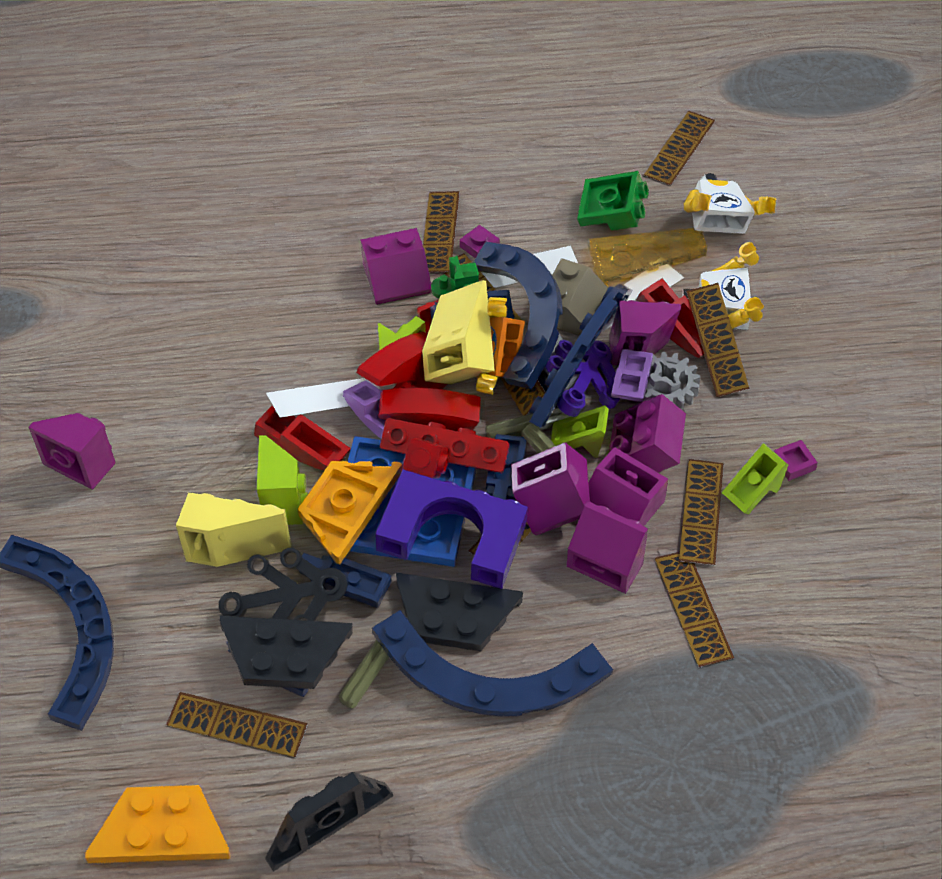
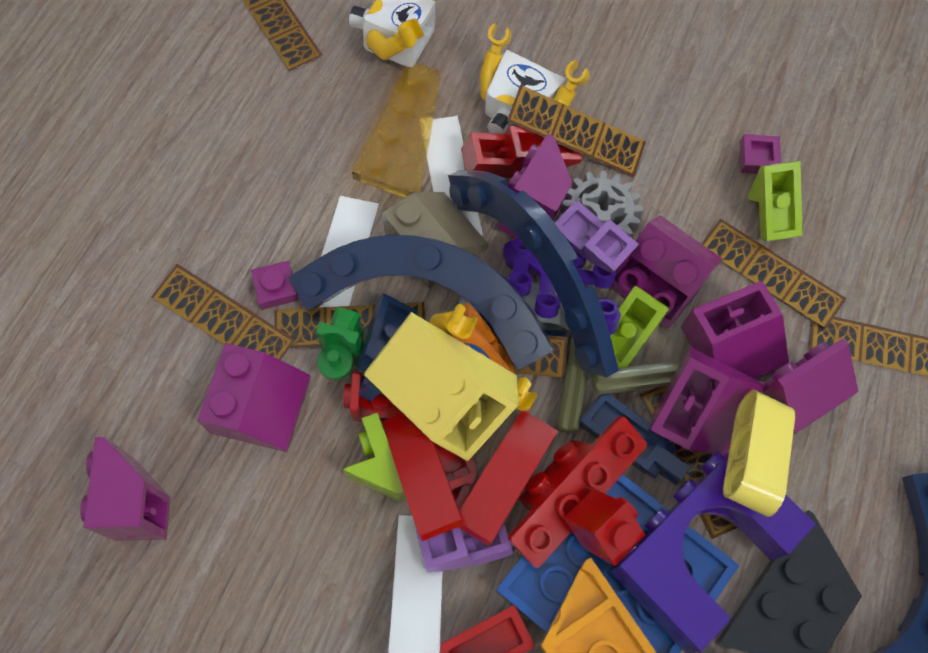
camera: 65 degrees left, 15 degrees up
(296, 234) = (122, 497): none -> magenta slope
(527, 510) = (760, 453): none -> light yellow beam
(613, 201) = (317, 117): green plate -> none

